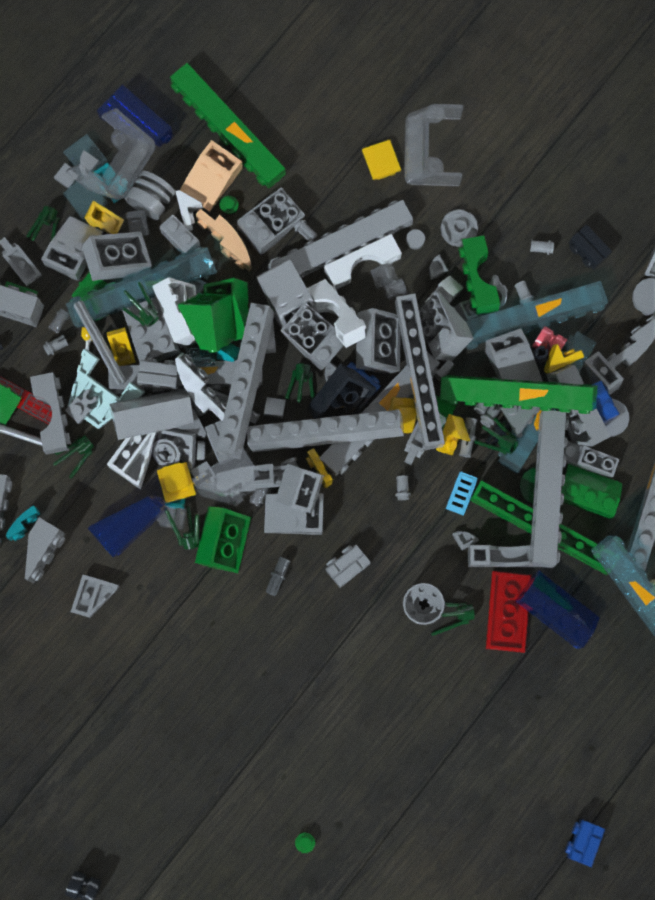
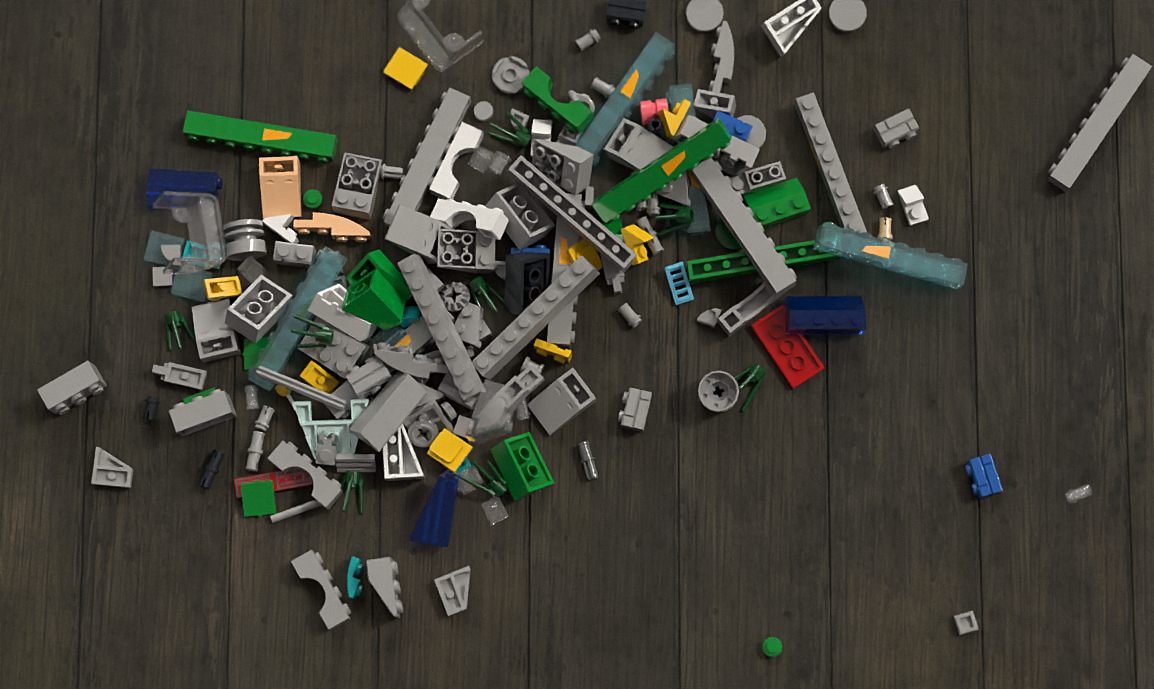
camera: 30 degrees left, 0 degrees up
(27, 364) = (255, 451): none -> light grey pin
(96, 434) = (355, 462): none -> light grey tile
(174, 557) = (494, 510): none -> clear slope
(271, 396) = (470, 324): none -> light grey wing
(279, 372) = (460, 301): none -> light grey gear
(299, 488) = (551, 377): light grey slope -> none
(426, 282) = (520, 139): none -> dark green plant

